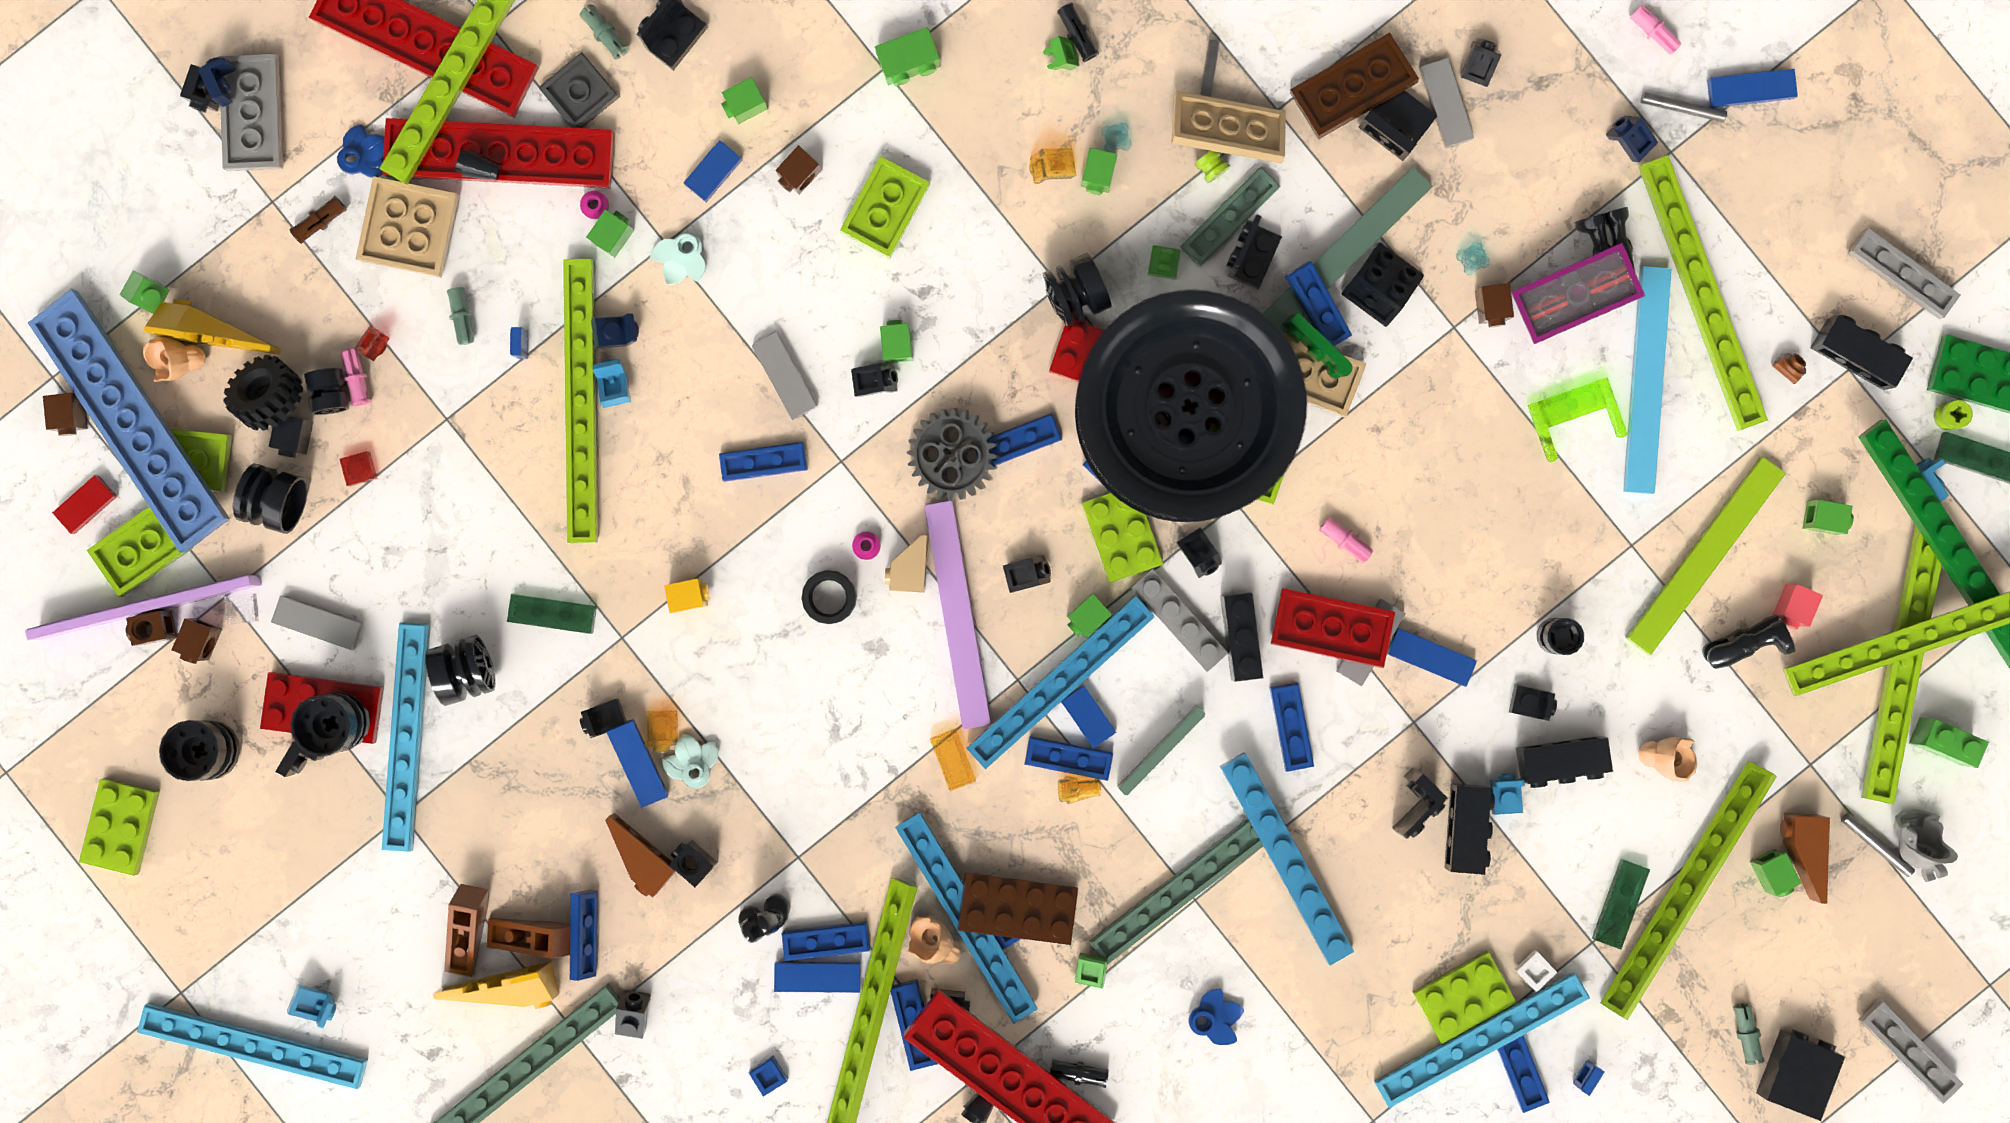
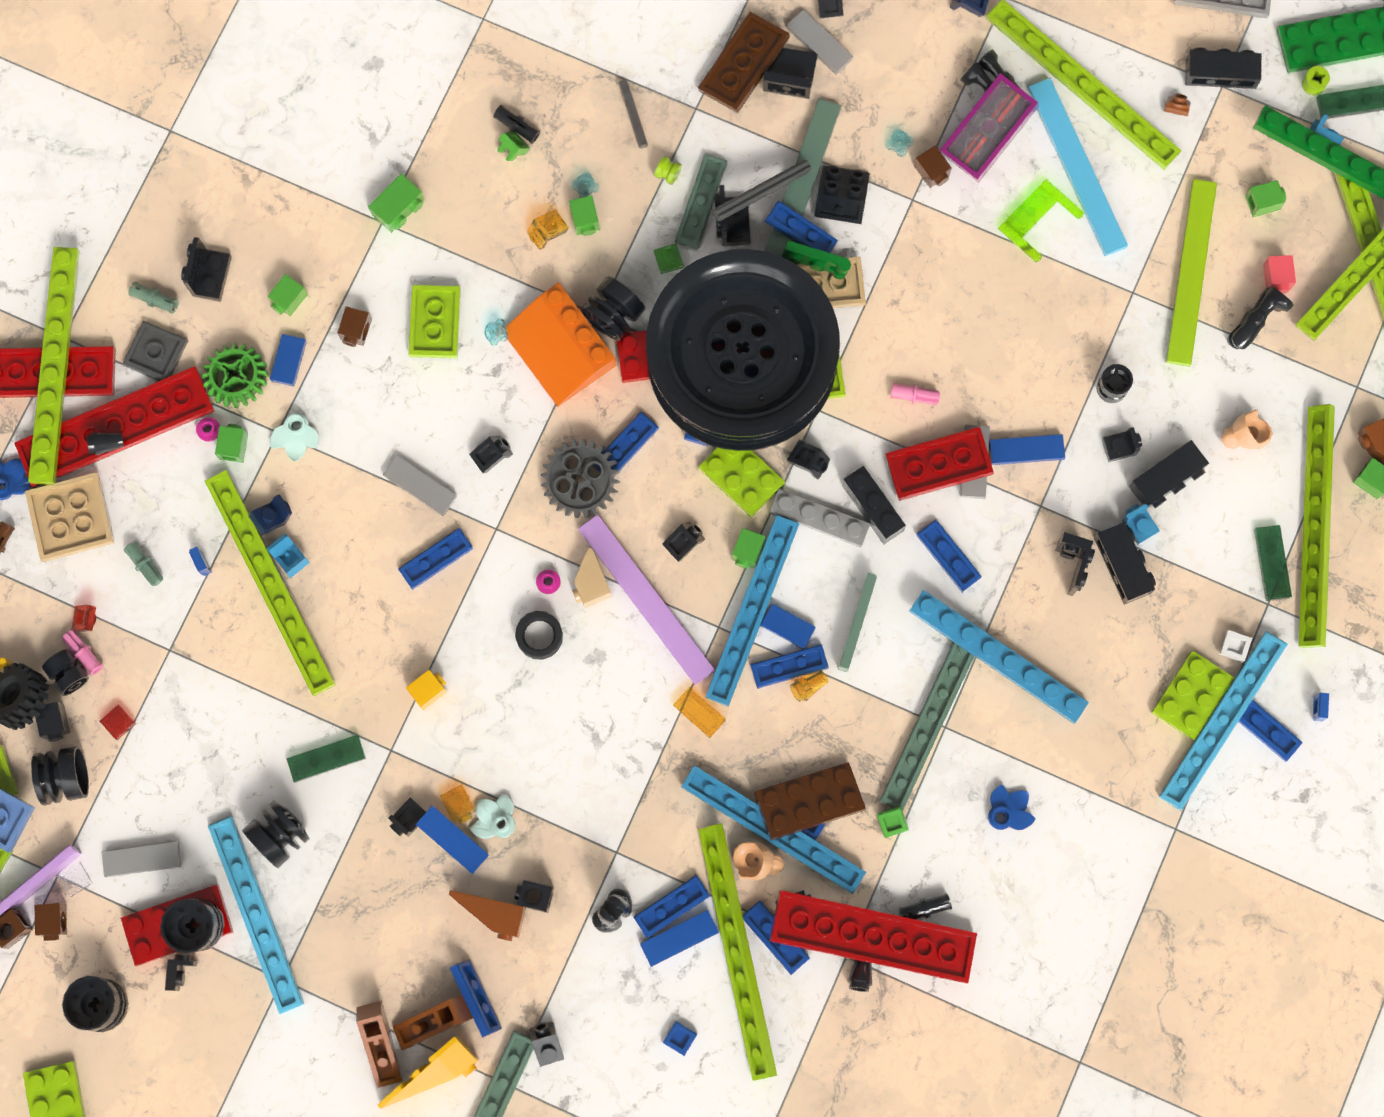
camera: 25 degrees left, 10 degrees down
(658, 155) = (239, 367): none -> bright green gear
(896, 342) = (494, 416): bright green brick -> none
(943, 251) = (496, 332): none -> clear light blue plate
(1001, 299) = (559, 345): none -> orange slope
(1228, 127) = (665, 135): tan plate -> none
(1298, 242) = (761, 190): none -> dark grey axle

